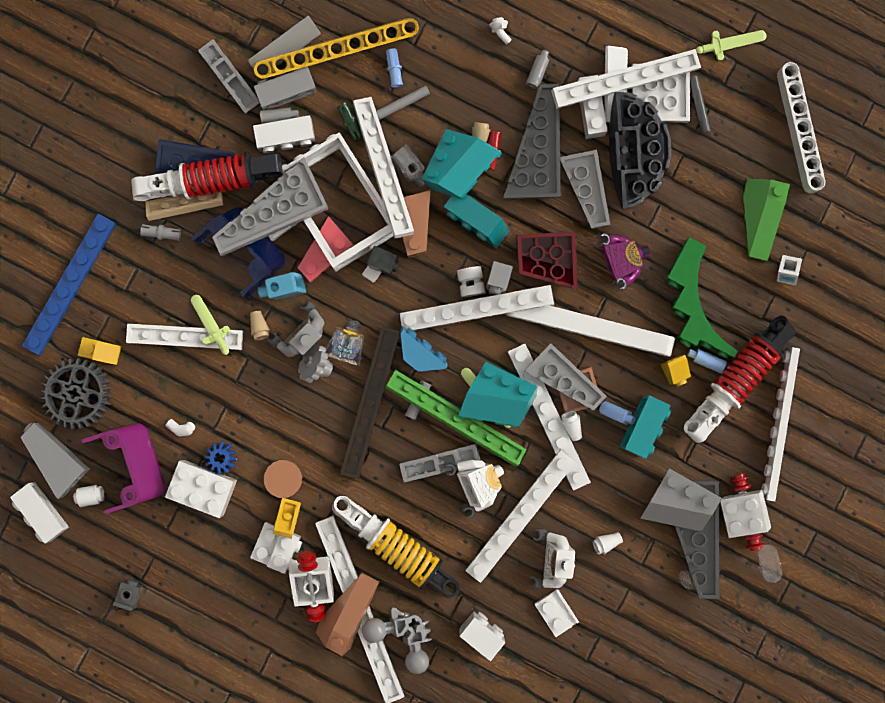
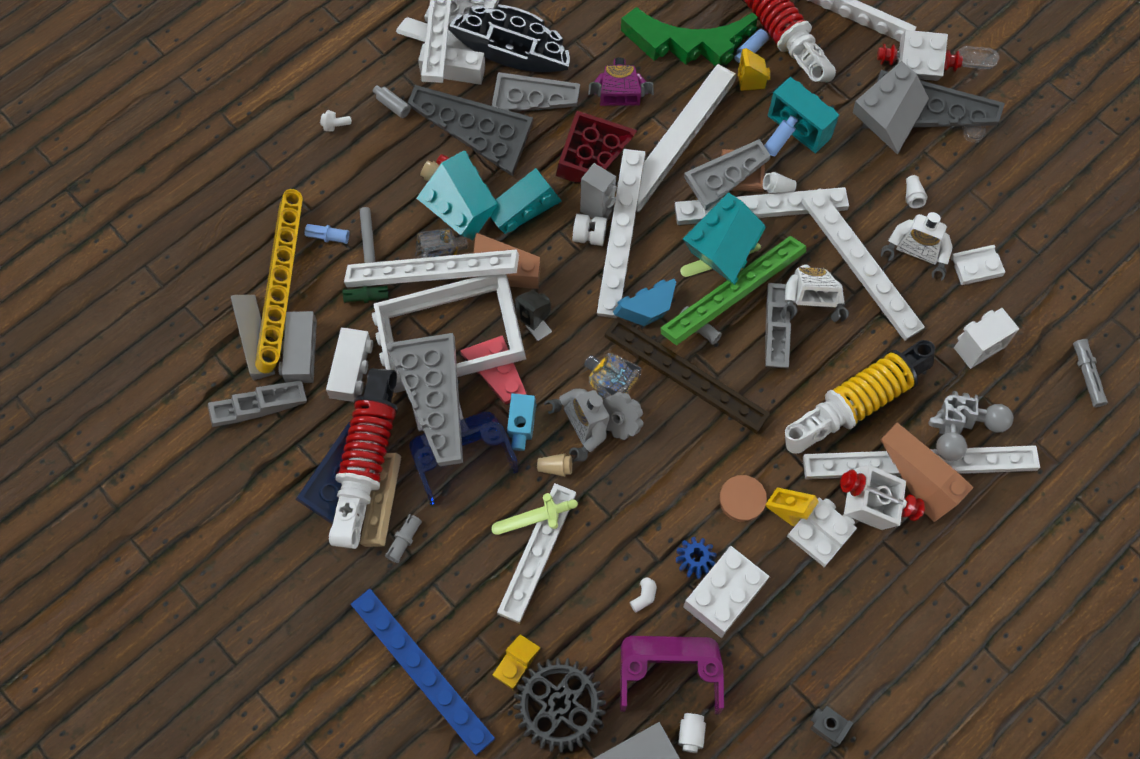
camera: 70 degrees left, 20 degrees down
(277, 115) = (324, 365): light grey cylinder -> none

